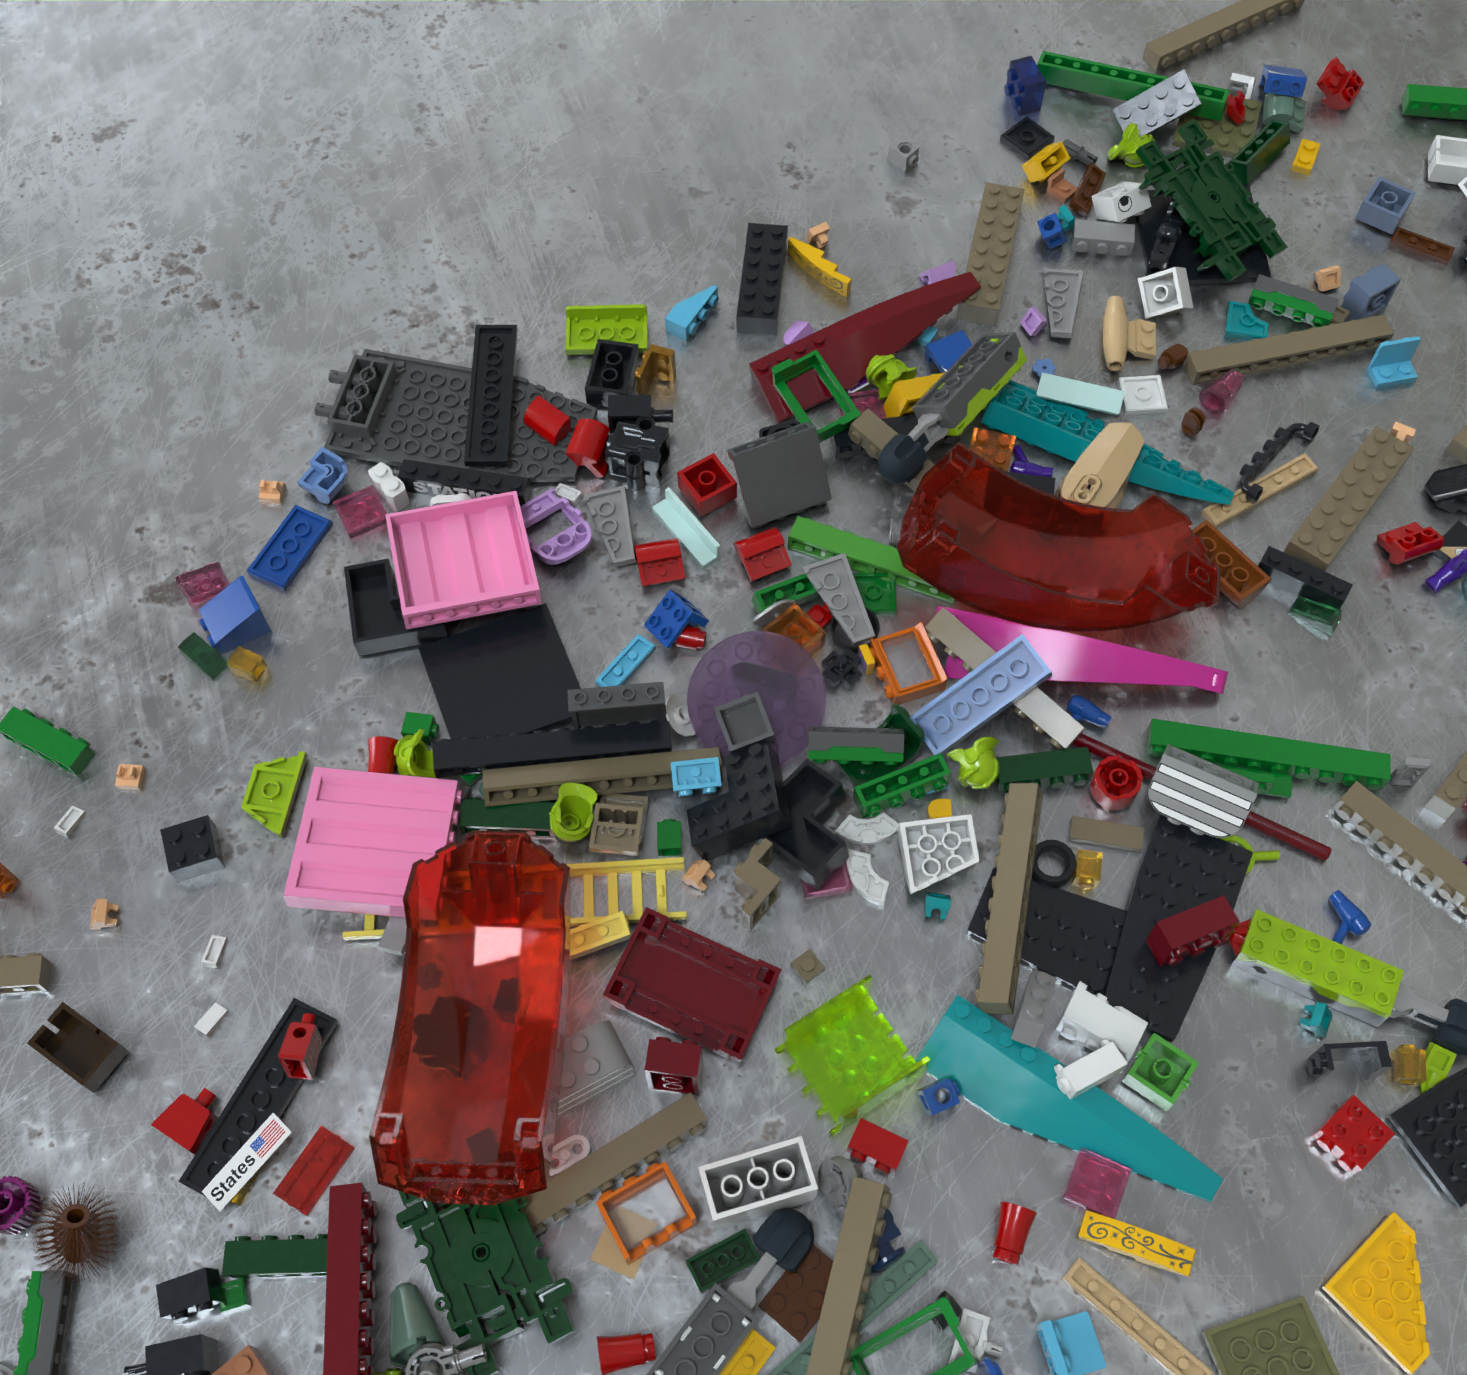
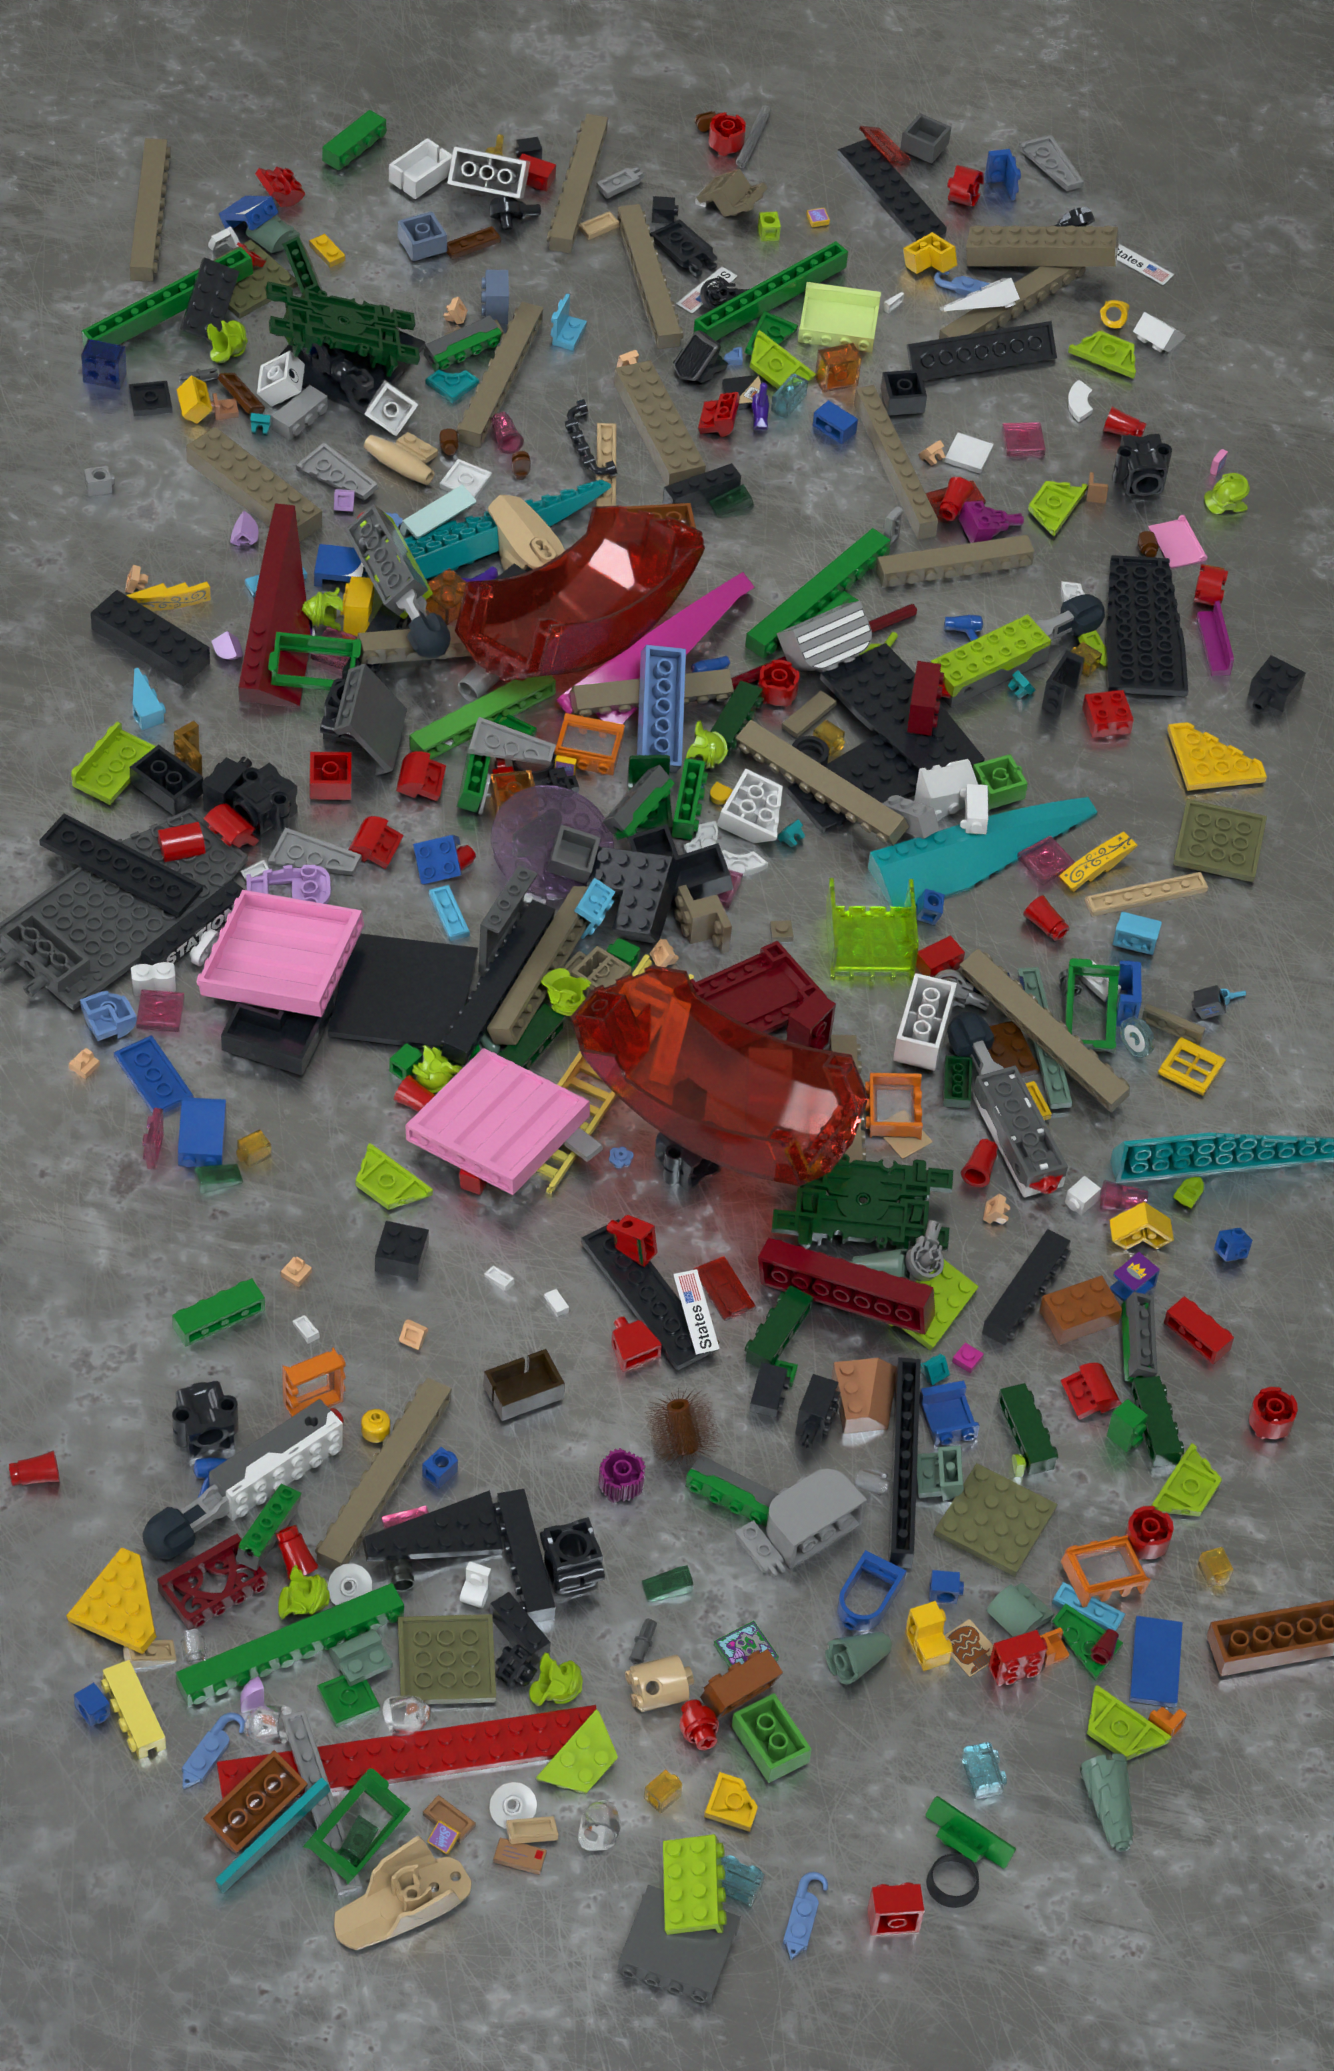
camera: 65 degrees left, 10 degrees down
(688, 530) = (353, 809): light aqua panel -> none
(1052, 231) = (272, 442): blue brick -> none

